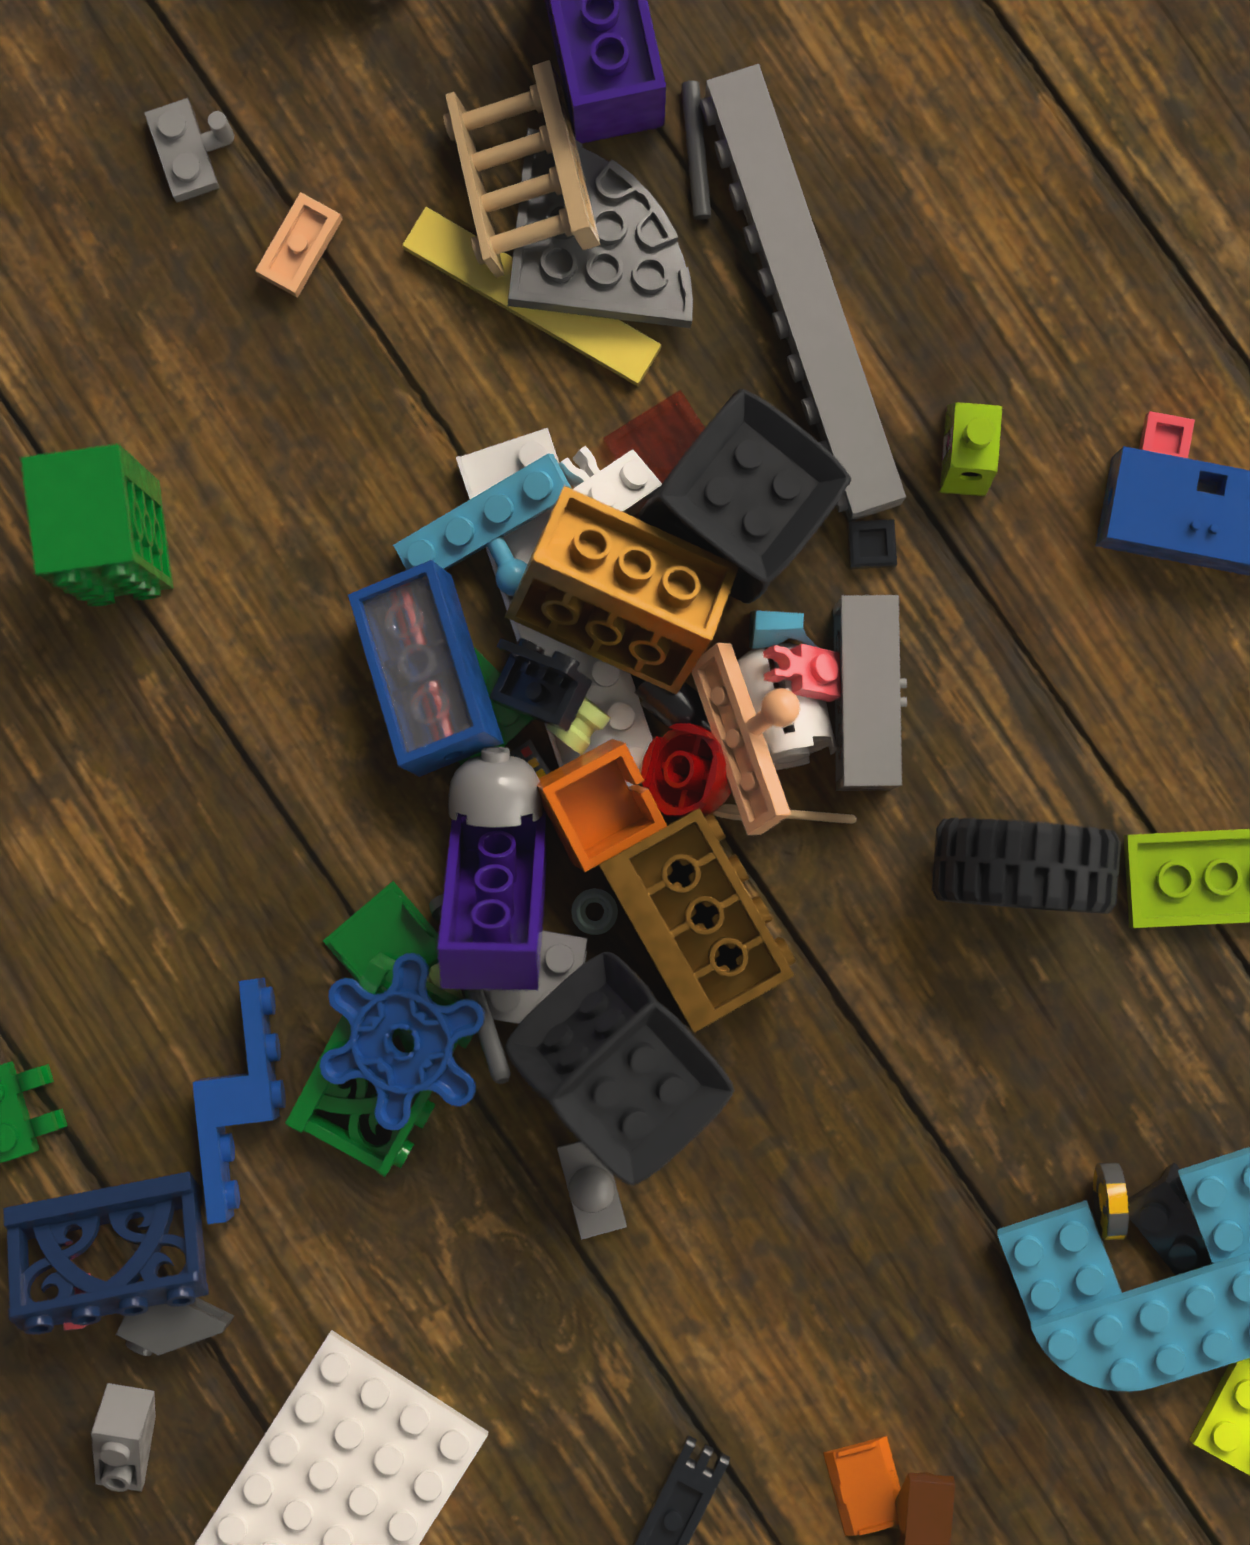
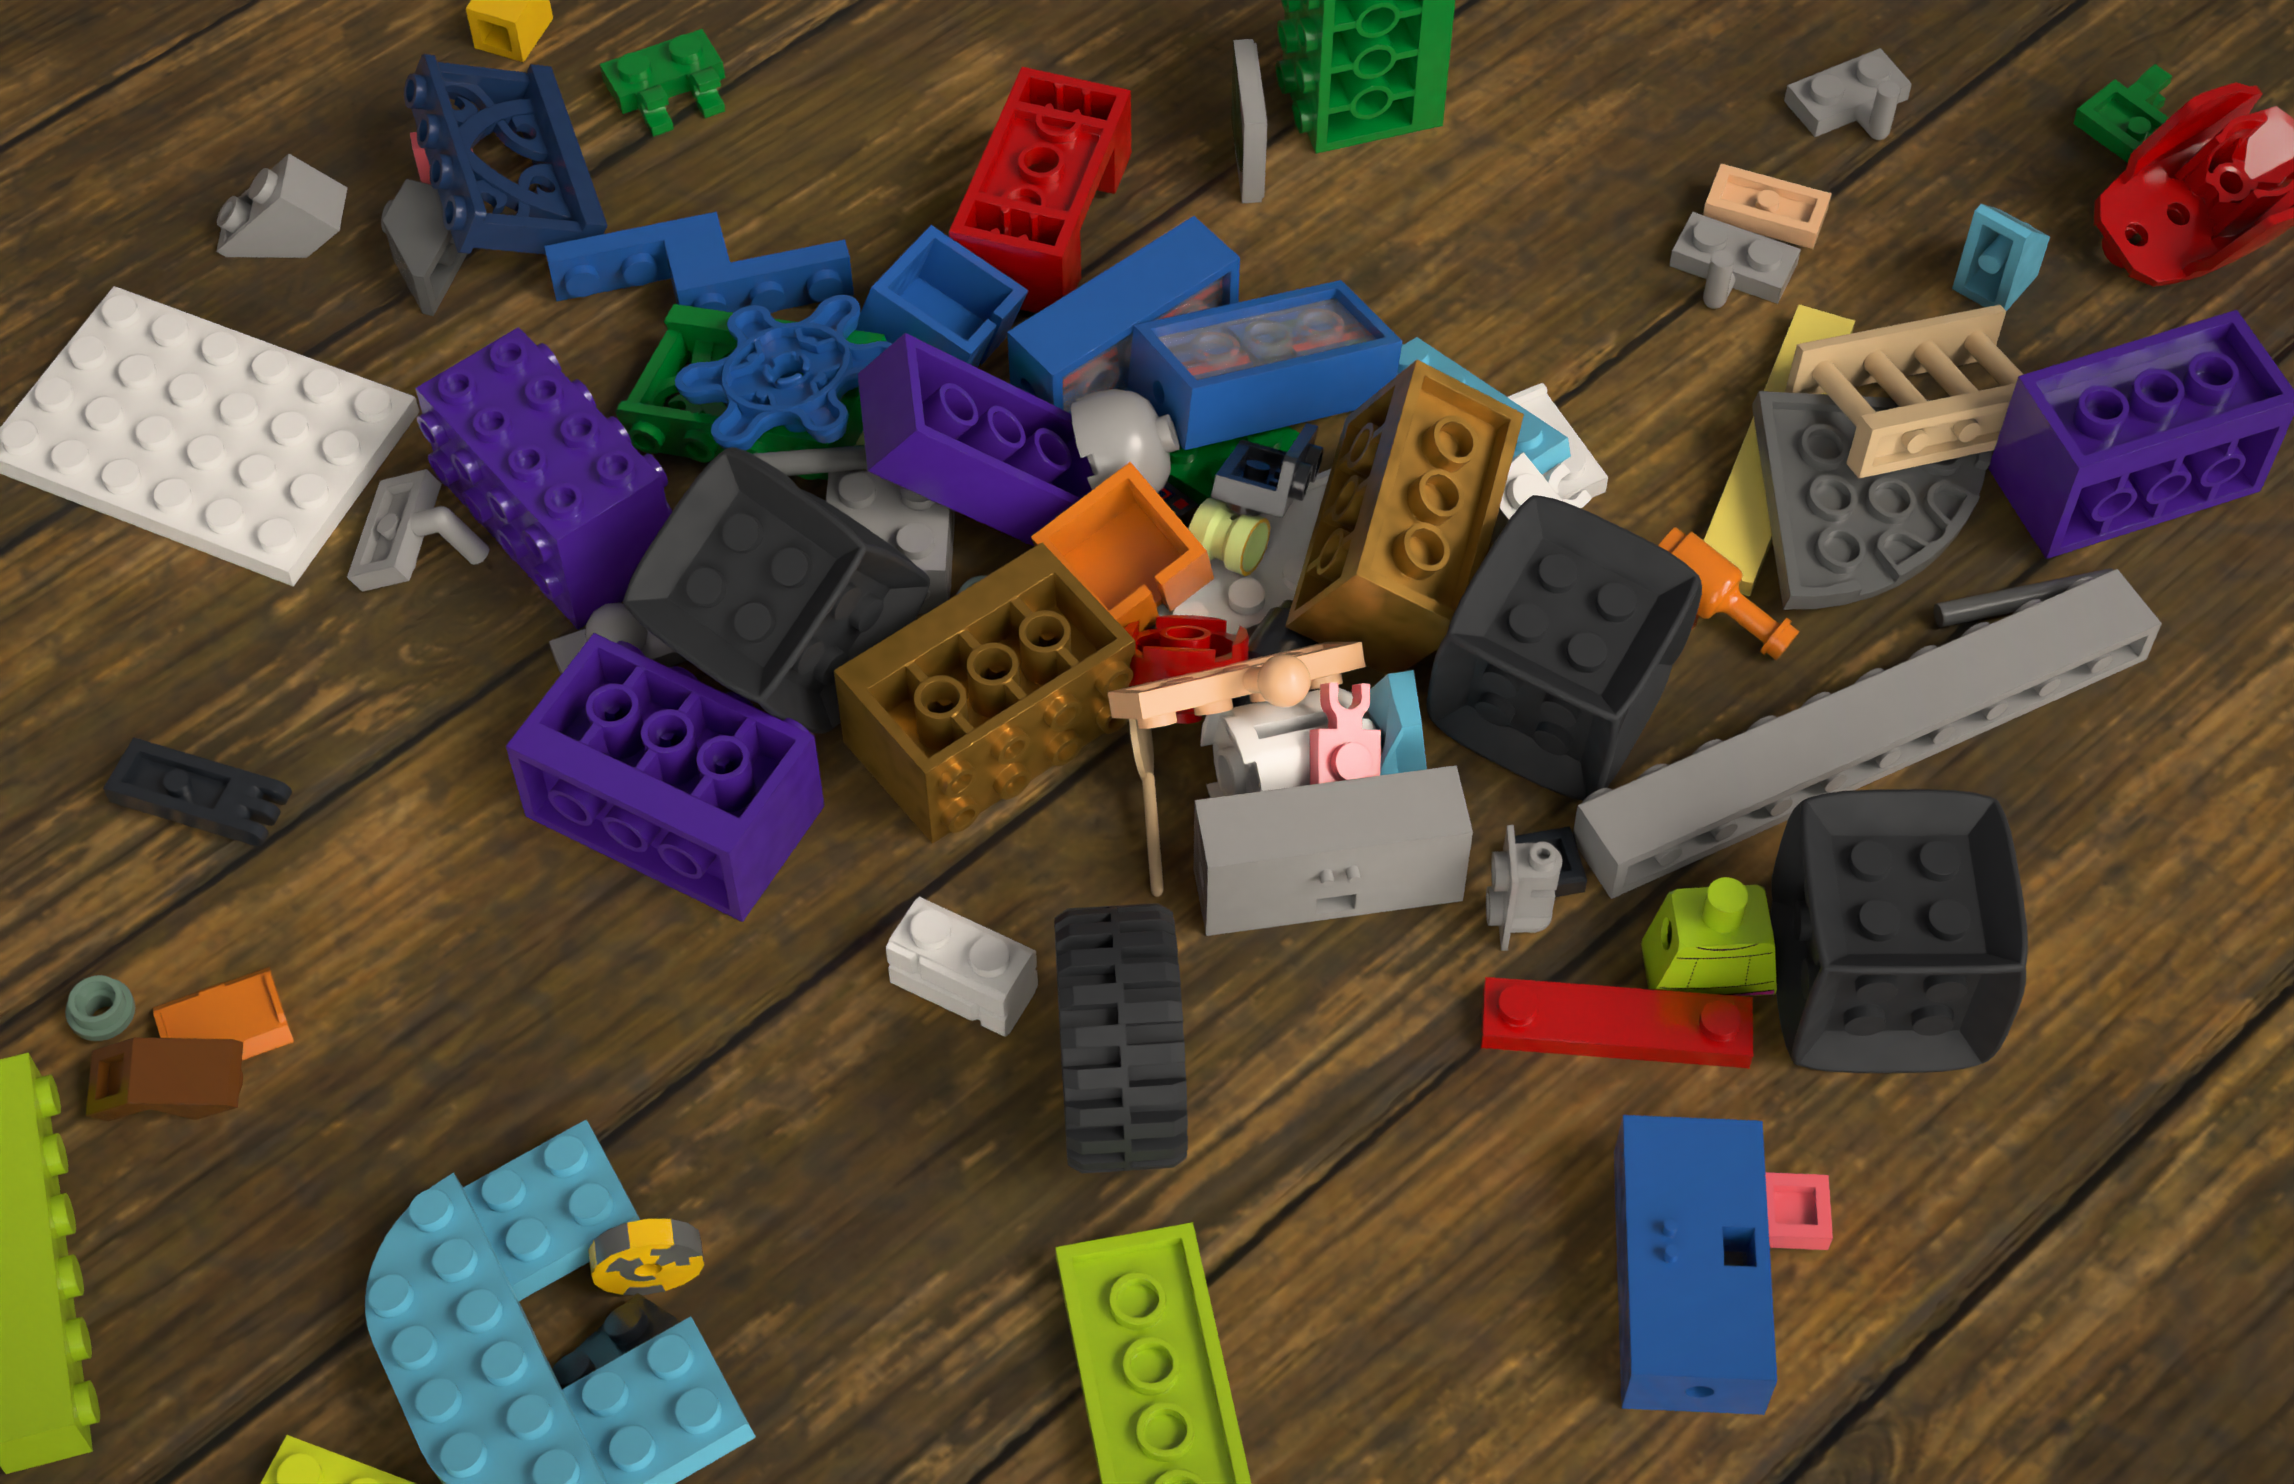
camera: 80 degrees right, 30 degrees down
(161, 638) = (1248, 120): none -> light grey tile
(257, 832) = (1039, 176): none -> red plate
(326, 916) = (944, 299): none -> blue piece
(344, 283) = (1733, 259): none -> light grey plate
(369, 770) = (1087, 335): none -> blue brick
(389, 77) = (1999, 258): none -> medium azure slope
(451, 1236) = (544, 471): none -> dark purple brick
(462, 1349) = (396, 527): none -> light grey plate
(667, 375) = (1722, 593): none -> orange piece
(753, 1186) = (667, 775): none -> dark purple brick
(911, 964) = (962, 966): none -> white brick
(916, 568) = (1522, 887): none -> light grey hinge
(1004, 524) = (1617, 1022): none -> red plate
(1007, 319) = (1897, 931): none -> black piece

